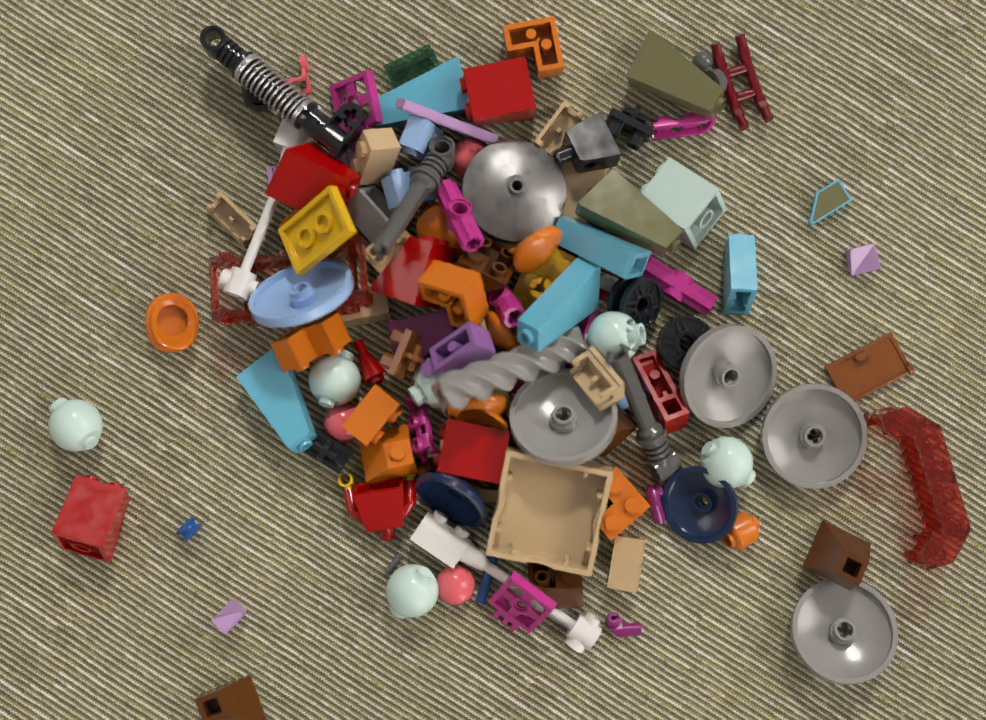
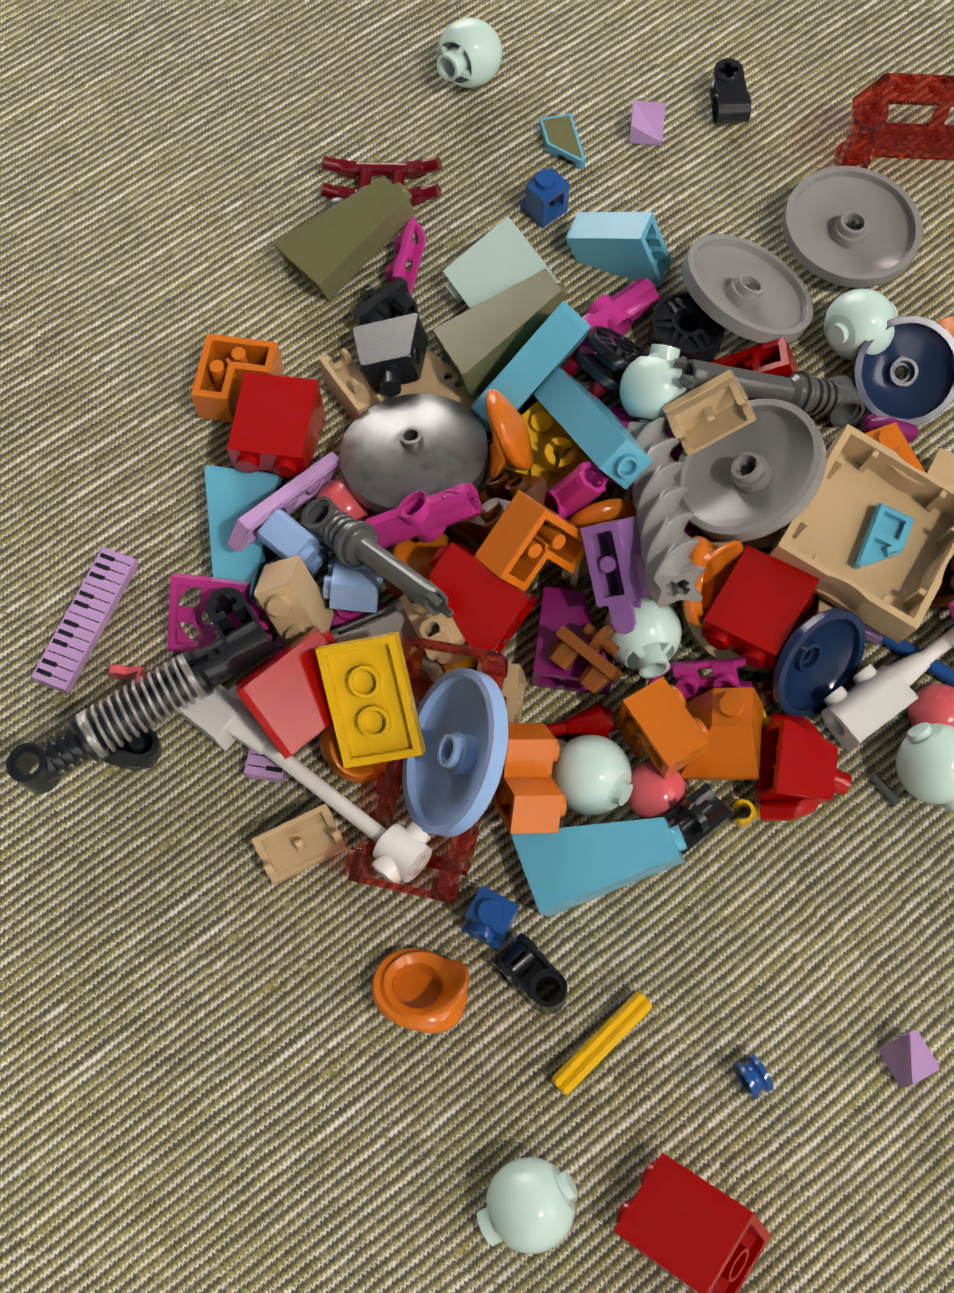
camera: 70 degrees left, 20 degrees down
(180, 437) = (601, 1043): none -> yellow axle
(203, 383) = (526, 969): none -> black piece
(227, 349) = (490, 918): none -> blue brick
(332, 25) = (85, 620): none -> lavender tile
(411, 66) = (189, 535): clear green hinge -> none
(552, 518) = (883, 536): none -> medium azure tile
(764, 207) = (542, 189): none -> blue brick
(873, 105) = (469, 53): none -> light aqua brick
(875, 367) = (784, 150): dark orange door -> none
(907, 314) = (729, 93): none -> black piece

